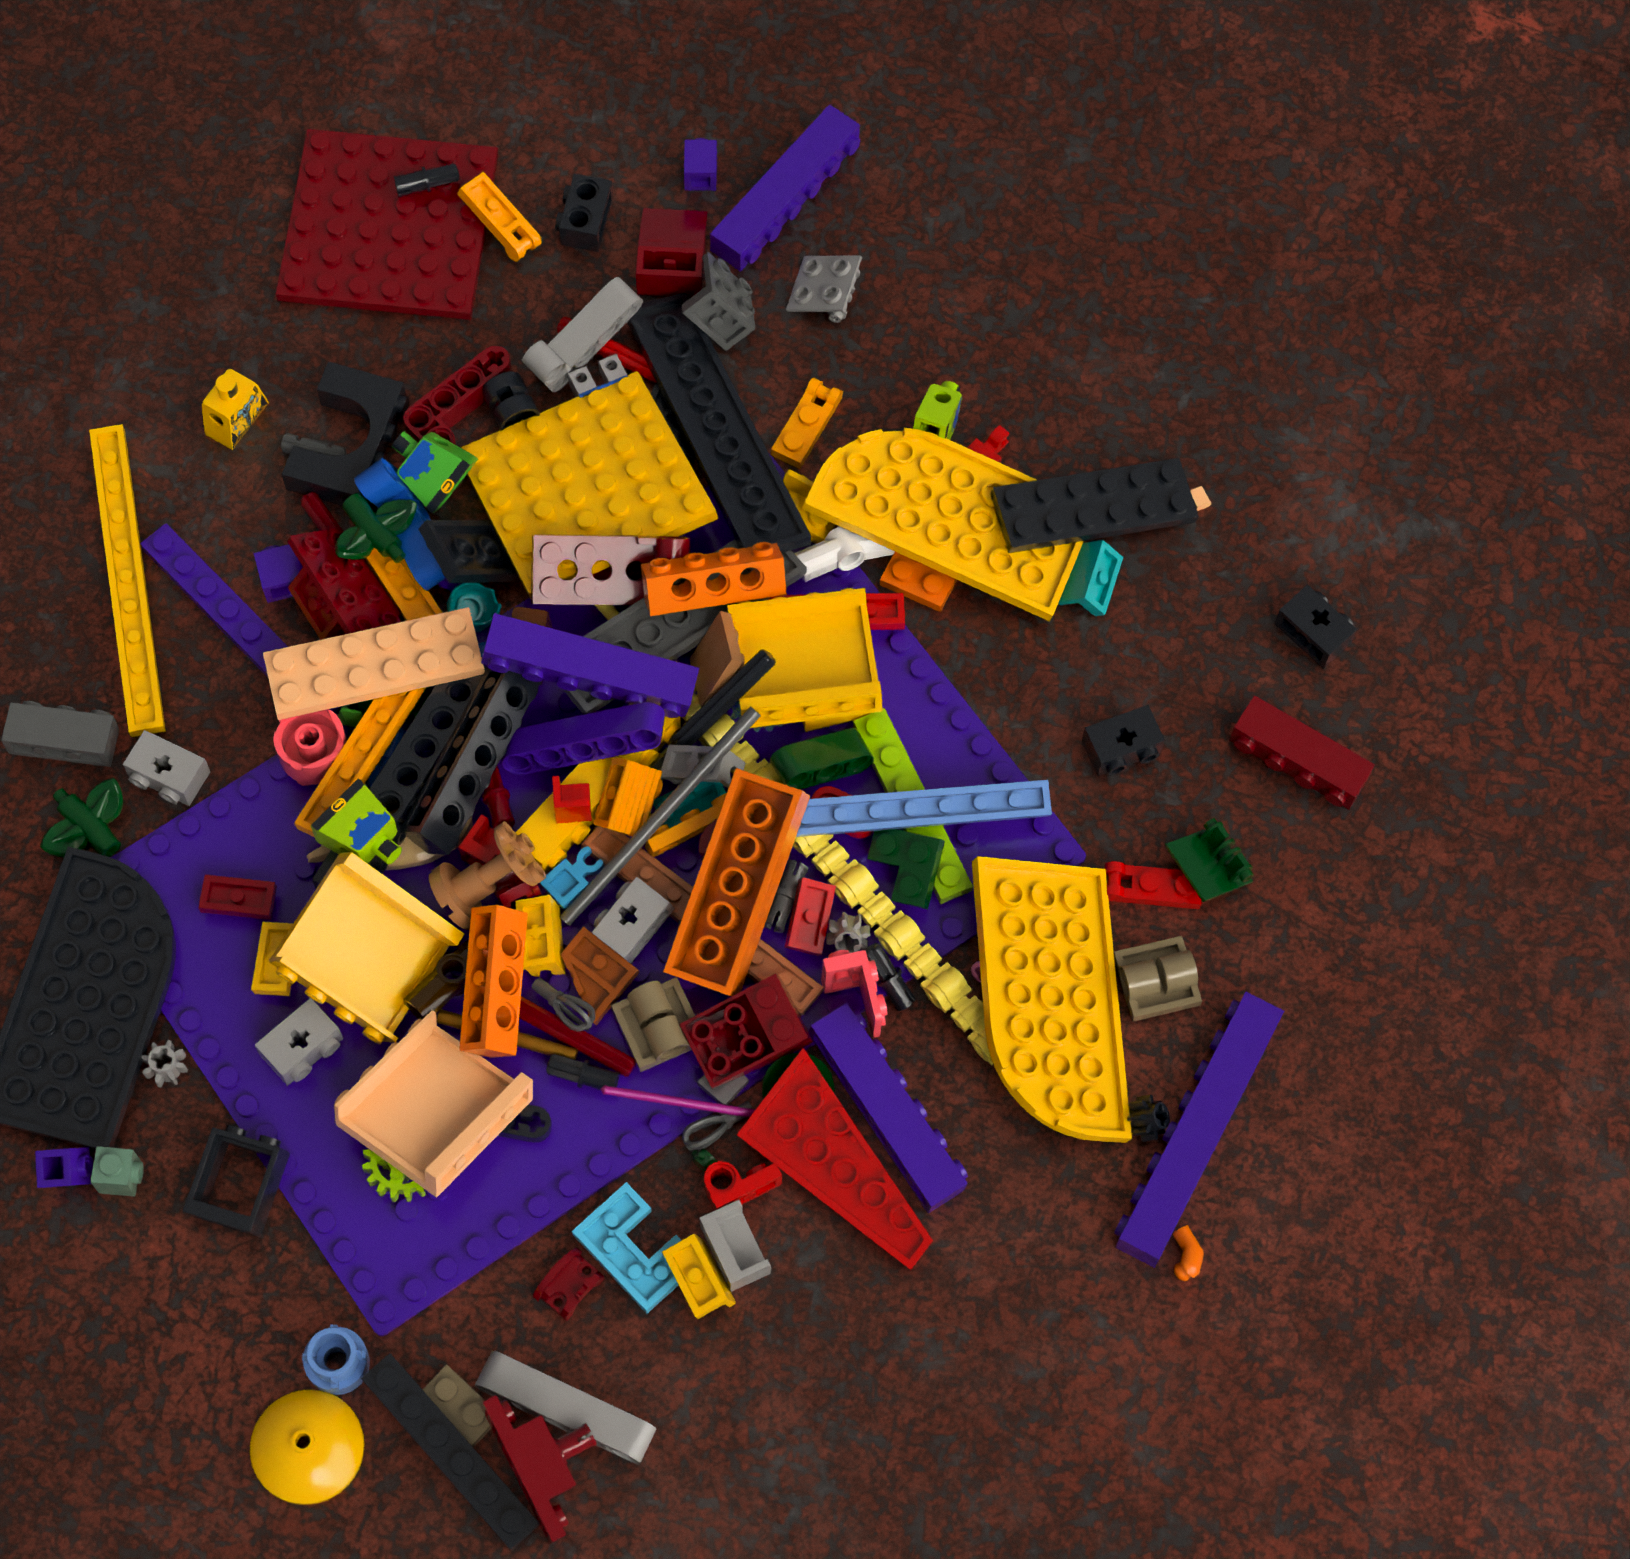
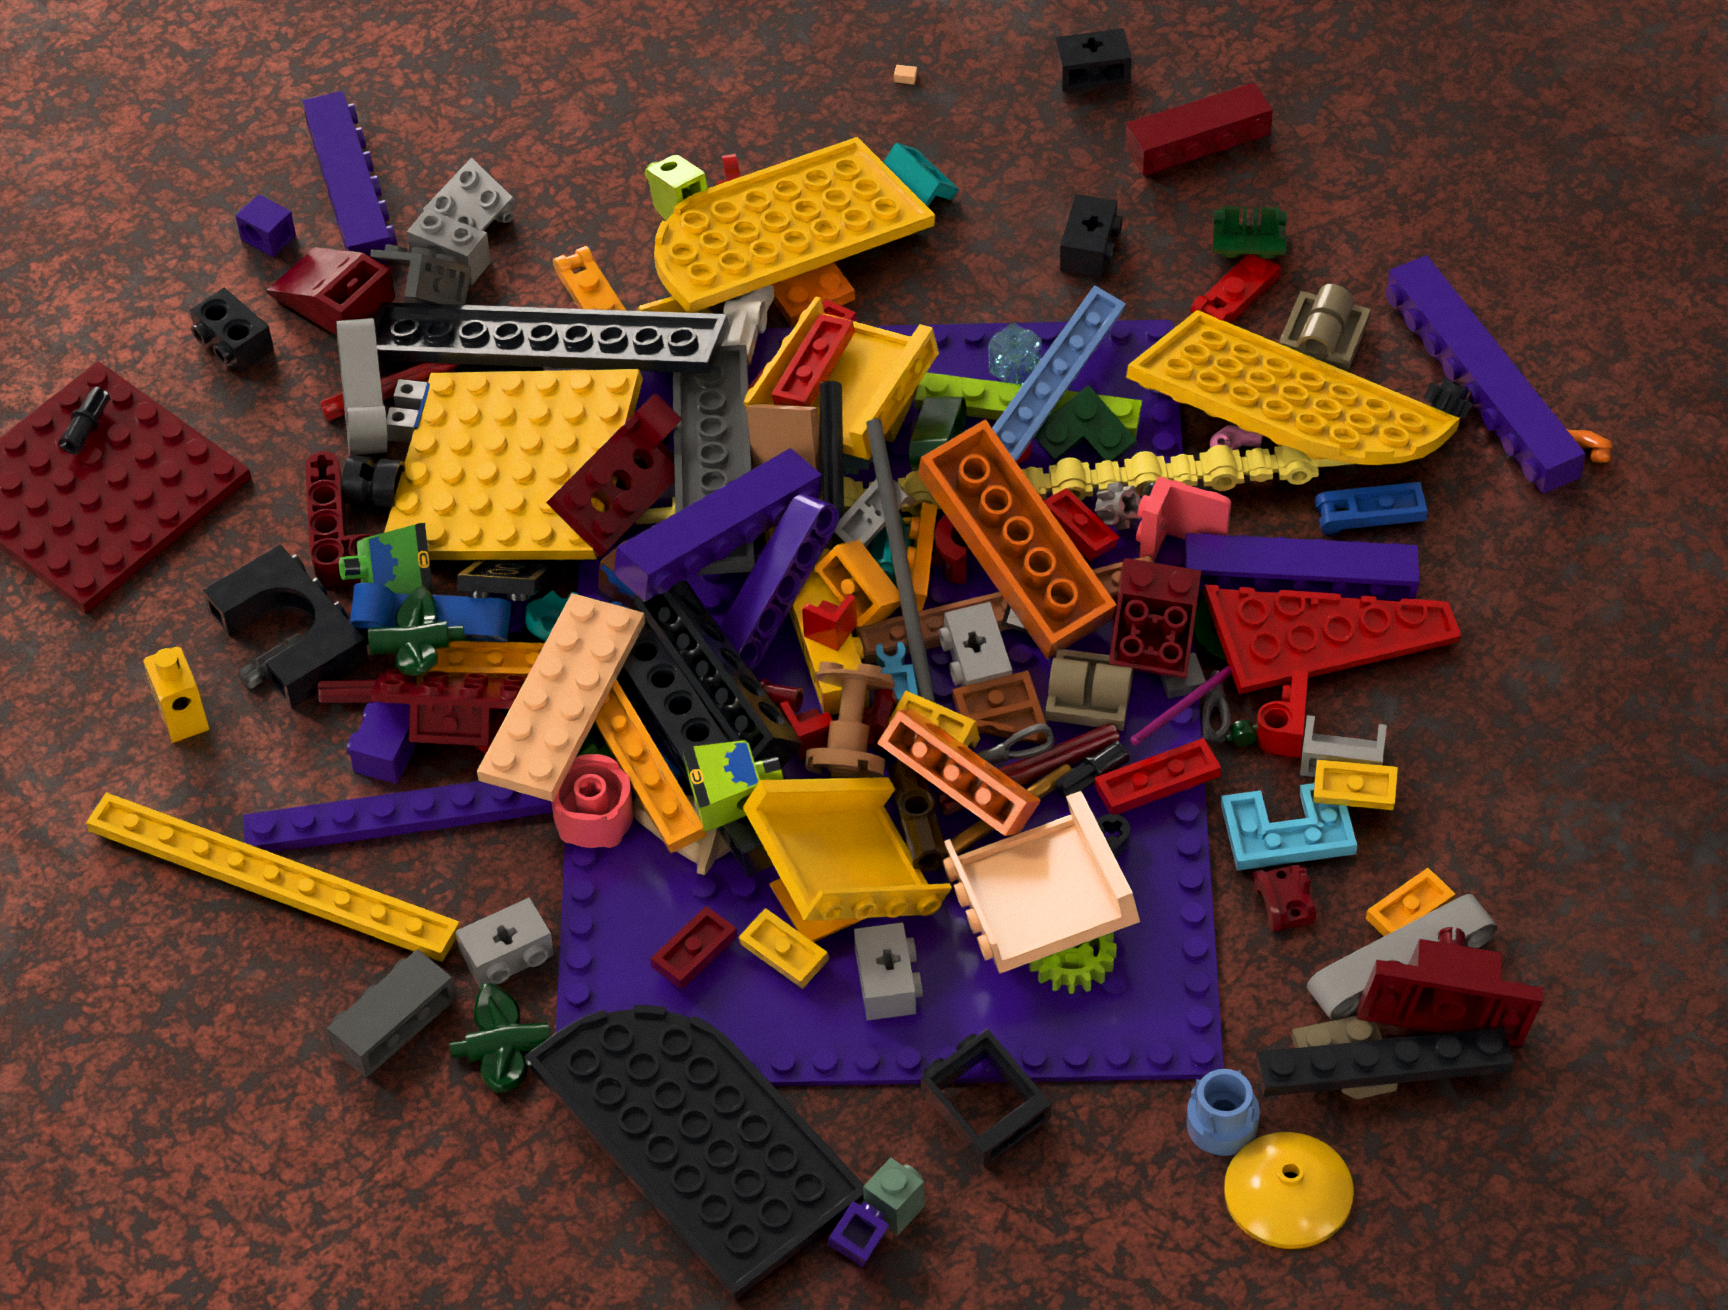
camera: 50 degrees left, 15 degrees down
(159, 1055) = (814, 1100): light grey gear -> none
(499, 216) = (176, 389): light orange plate -> none
(608, 1124) = (1157, 776): none -> red plate
(619, 1384) = (1409, 902): none -> light orange plate
(729, 587) = (710, 397): orange brick -> none
(769, 299) = (451, 238): none -> light grey brick
(801, 628) = (813, 361): none -> red plate
(945, 764) = (1014, 354): none -> clear light blue brick
(998, 1124) = (1370, 507): none -> blue plate
(1094, 505) = (855, 135): black plate -> none

